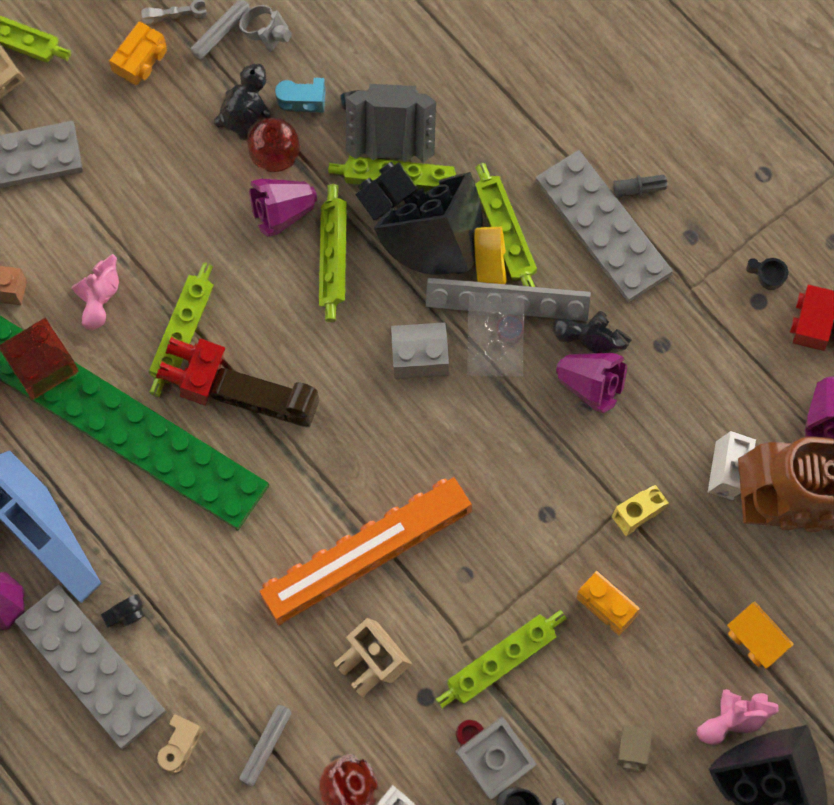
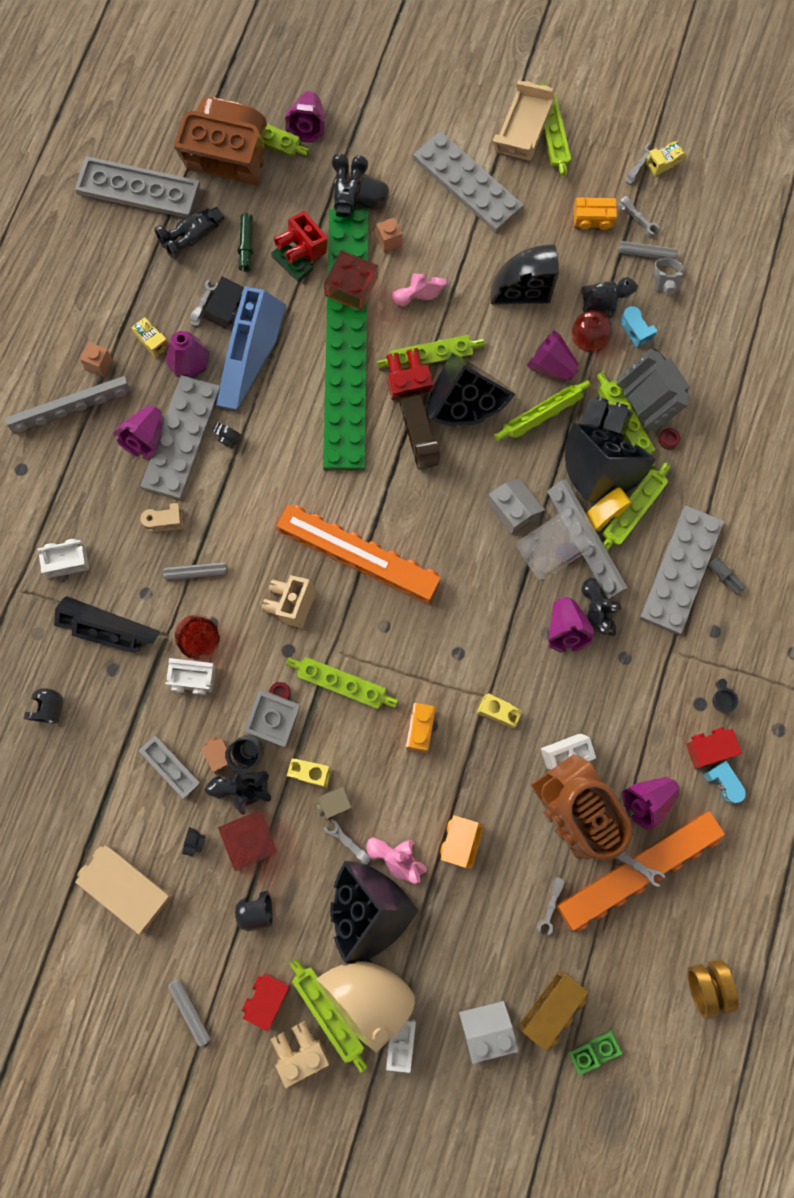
camera: 50 degrees right, 5 degrees up
(57, 706) = (141, 432): none -> magenta cone
(166, 168) = (527, 277): none -> black brick
(259, 320) = (466, 394): none -> black brick
(450, 145) = (669, 438): none -> dark red tile
(582, 755) = (310, 772): none -> light yellow leg
(709, 753) = (360, 854): none -> light grey piece

